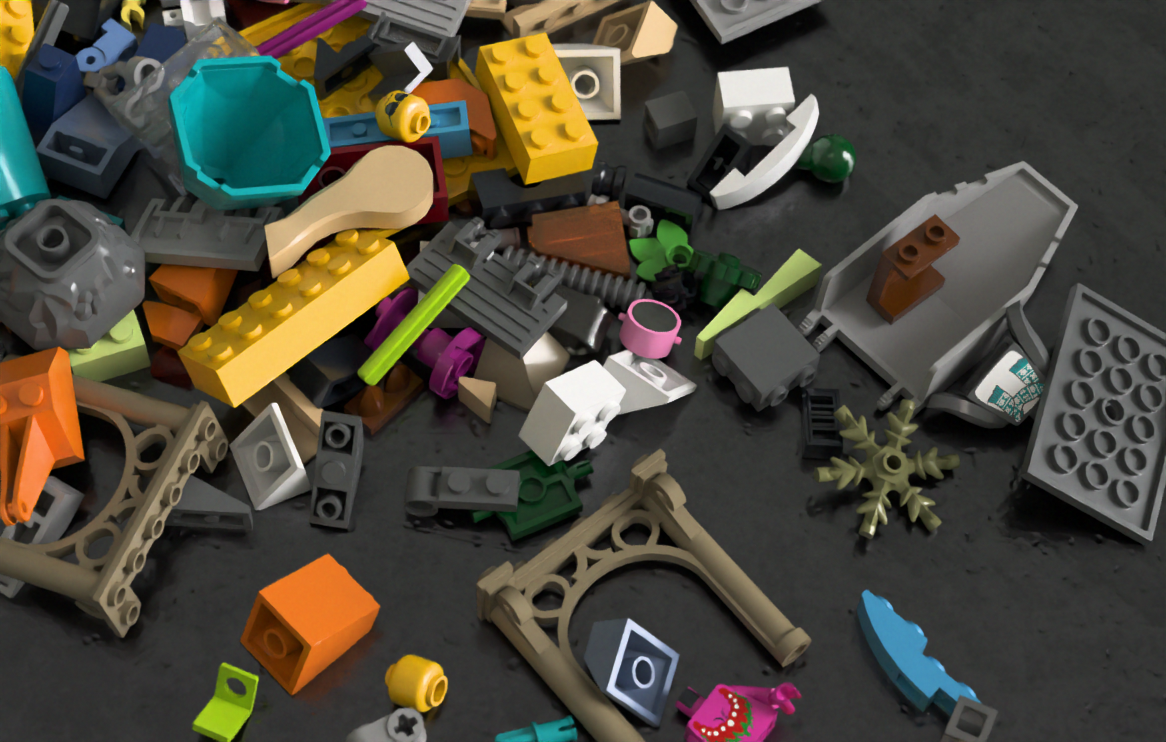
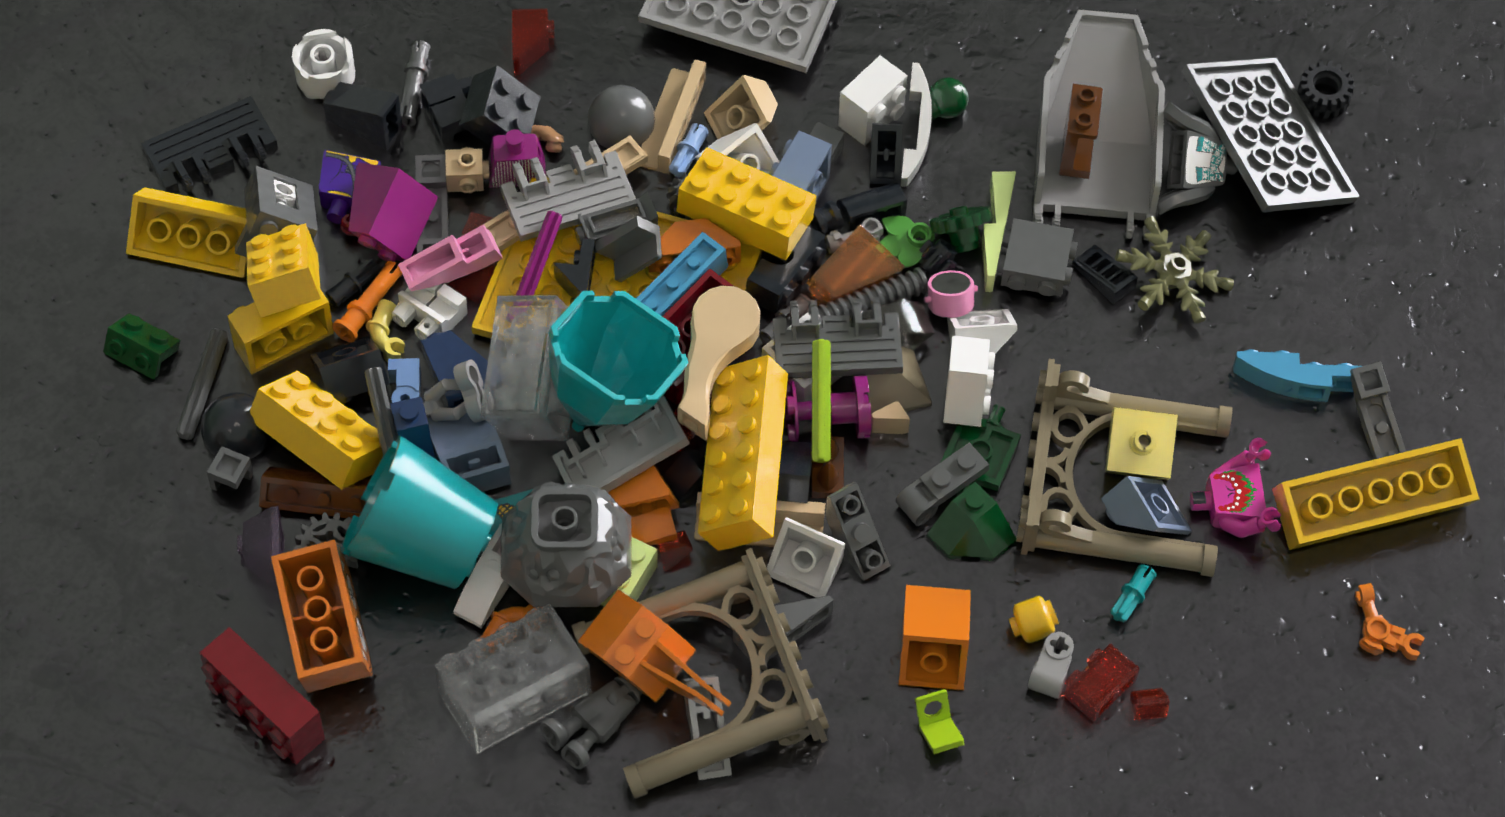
camera: 40 degrees left, 0 degrees up
(402, 116) = (681, 271): yellow head -> none
(449, 552) = (972, 527): none -> dark green slope
(564, 32) = (688, 150): none -> light blue axle
(623, 122) = (804, 163): none -> sand blue brick
(681, 601) = (1141, 443): none -> light yellow brick

